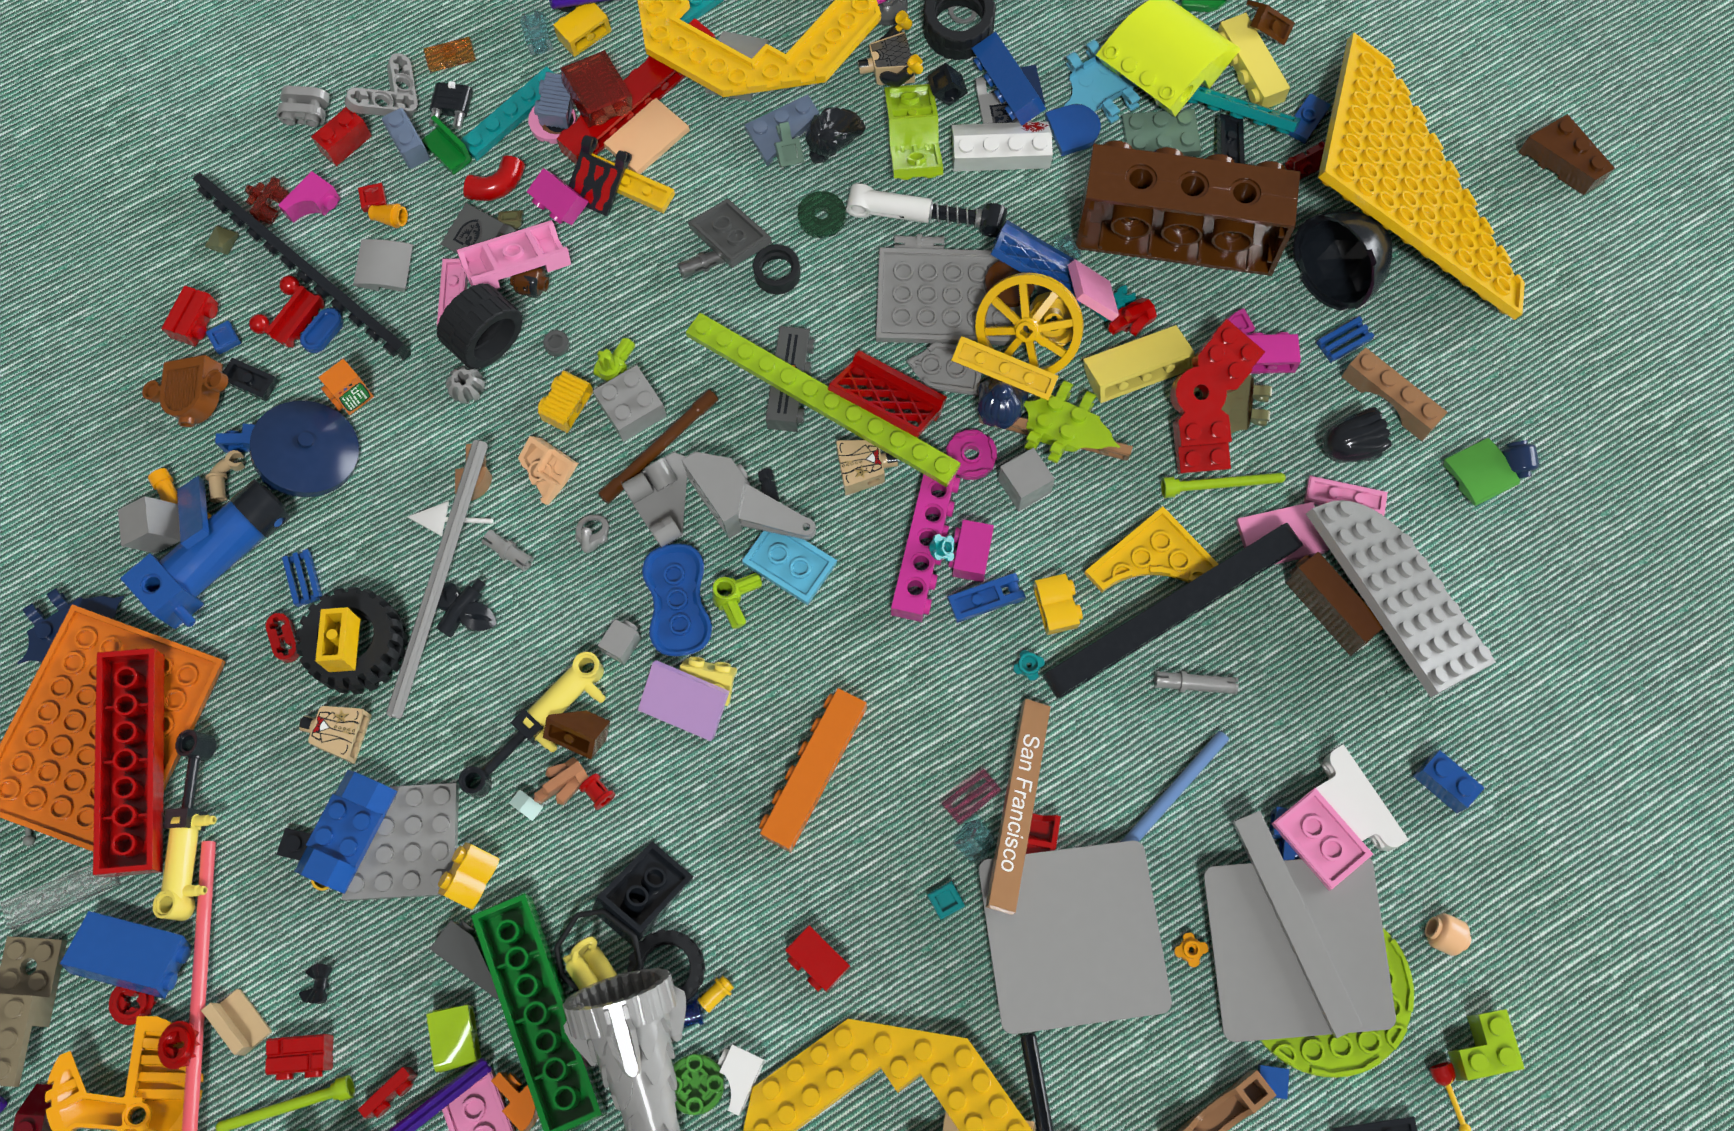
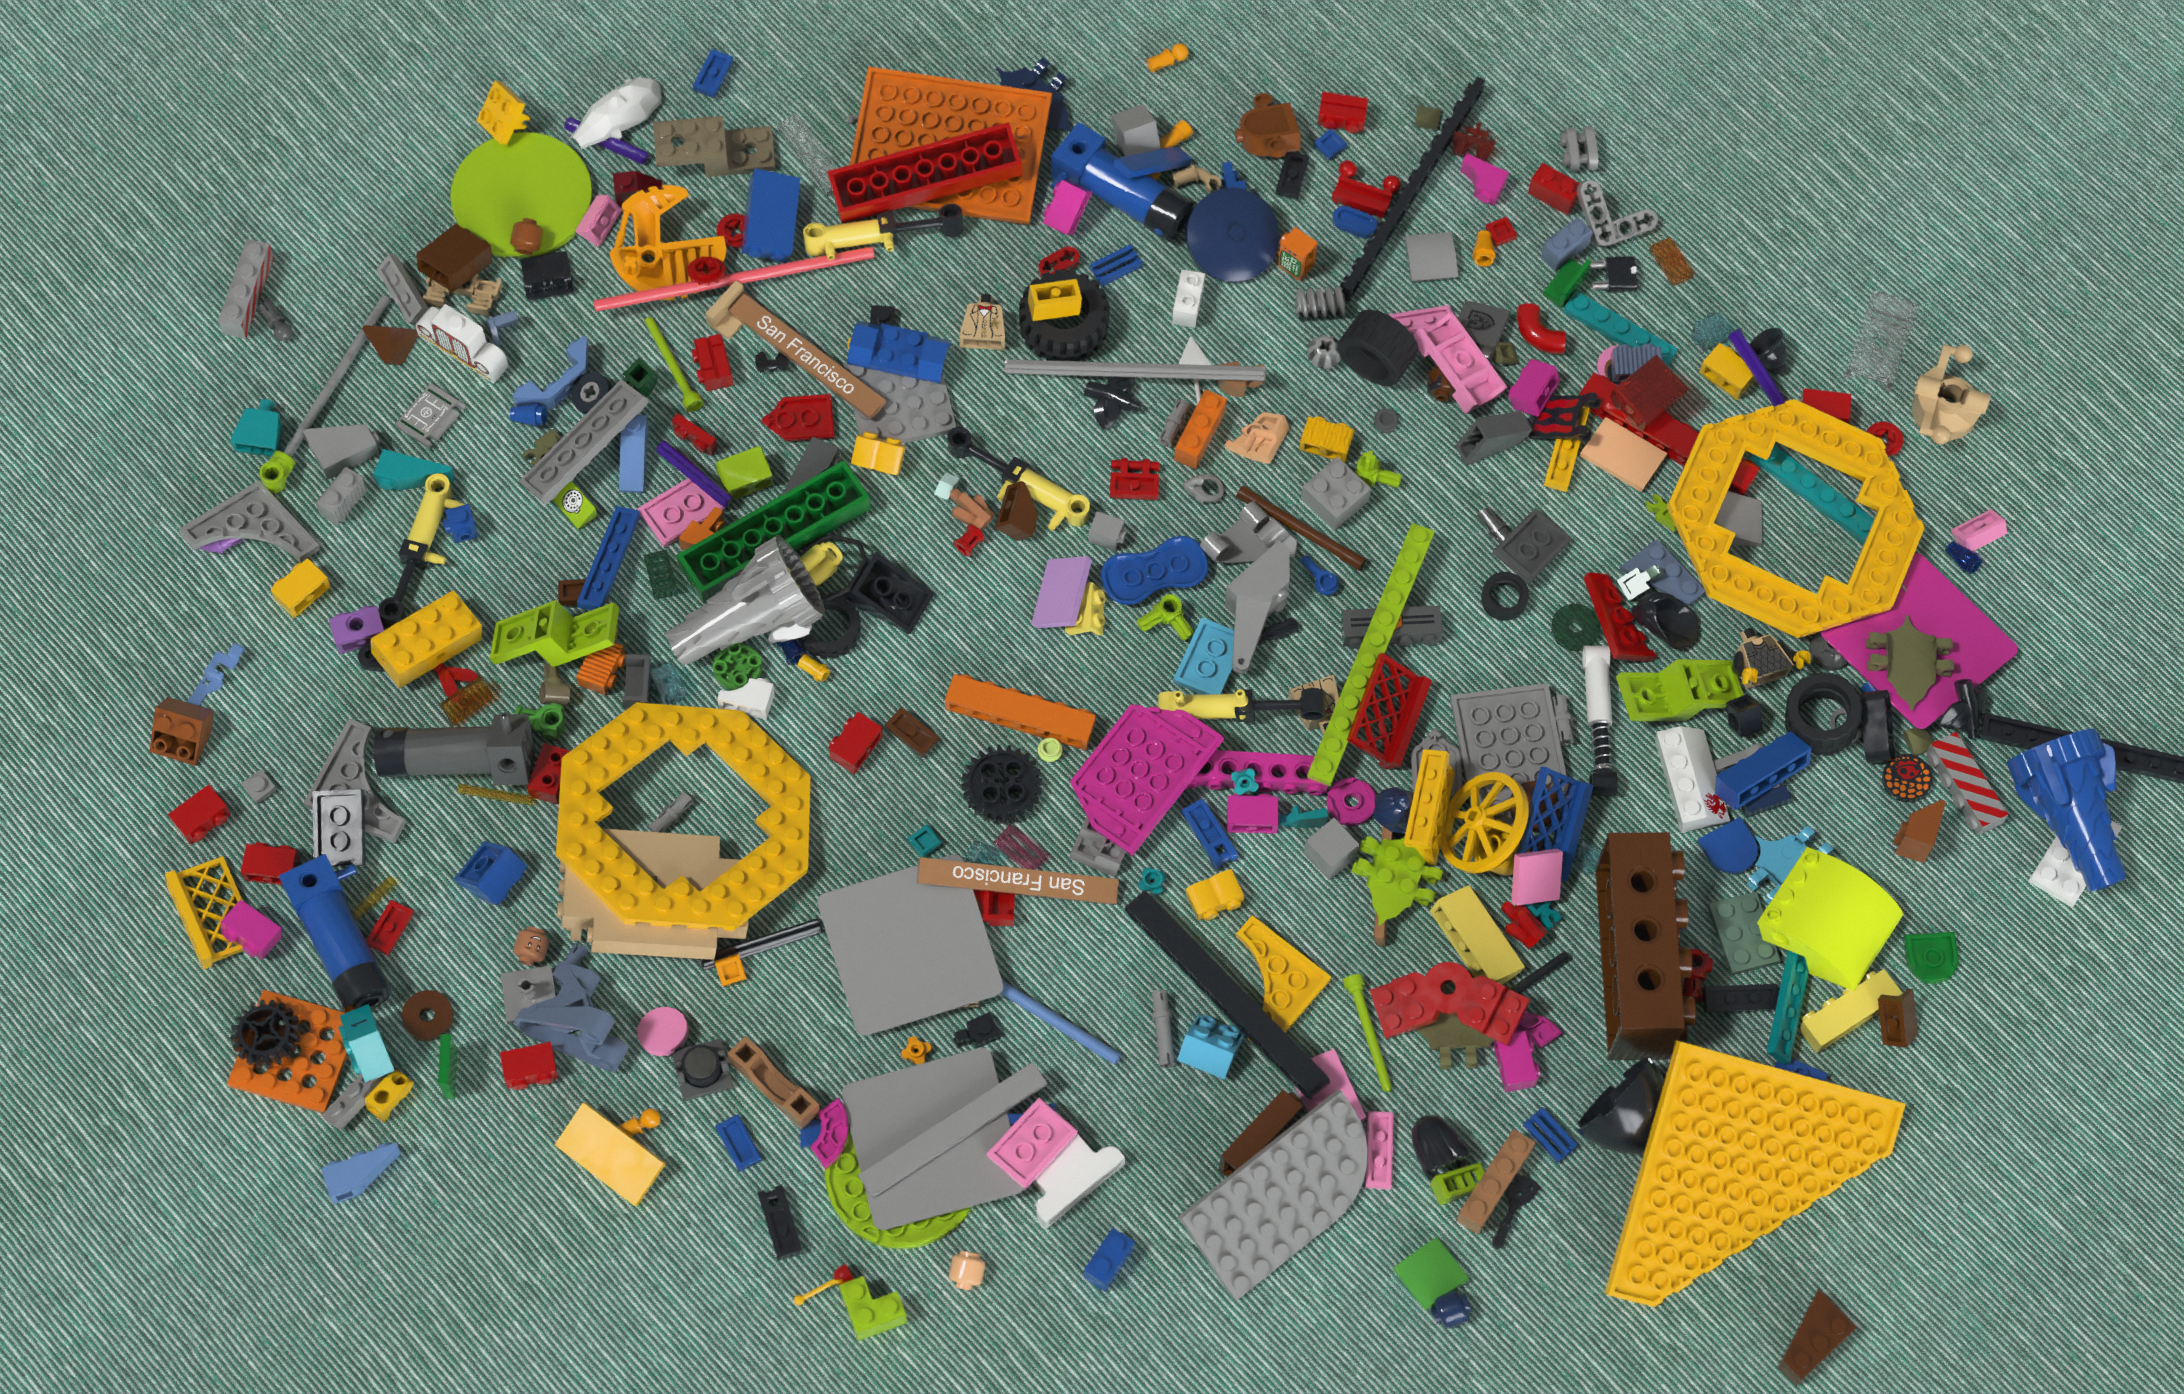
camera: 75 degrees right, 5 degrees down
(66, 478) = (1178, 52): none -> light orange pin
(218, 613) = (1066, 206): none -> dark pink brick
(321, 941) = (807, 356): none -> medium nougat tile
(365, 508) = (1188, 298): none -> white brick
(398, 958) = (802, 418): none -> red tile
(405, 378) = (1320, 302): none -> light grey piece
(523, 523) = (1200, 429): none -> orange brick
(571, 603) = (1134, 485): none -> red plate
(601, 245) = (1492, 435): none -> dark grey slope
(719, 108) = (1662, 514): none -> lime plate
(726, 433) = (1326, 582): none -> blue plate
(815, 893) = (911, 732): none -> reddish brown plate
(823, 175) = (1616, 621): none -> red wing
(852, 545) = (1242, 704): none -> piece
(862, 746) = (1050, 749): none -> yellowish green plate
(892, 829) = (1024, 782): none -> black gear
(911, 651) = (1141, 771): none -> dark pink plate
(982, 509) = (1308, 819): none -> teal slope
(983, 715) = (1096, 850): none -> light grey slope
(1175, 875) = (980, 1030): none -> black plate
(1180, 319) = (1540, 973): none -> black piece
(1223, 637) = (1211, 1046): none -> medium azure slope
(1280, 1058) = (833, 1133): none -> dark pink tile
(1399, 440) = (1444, 1188): none -> lime slope
(1437, 397) = (1514, 1203): none -> black piece

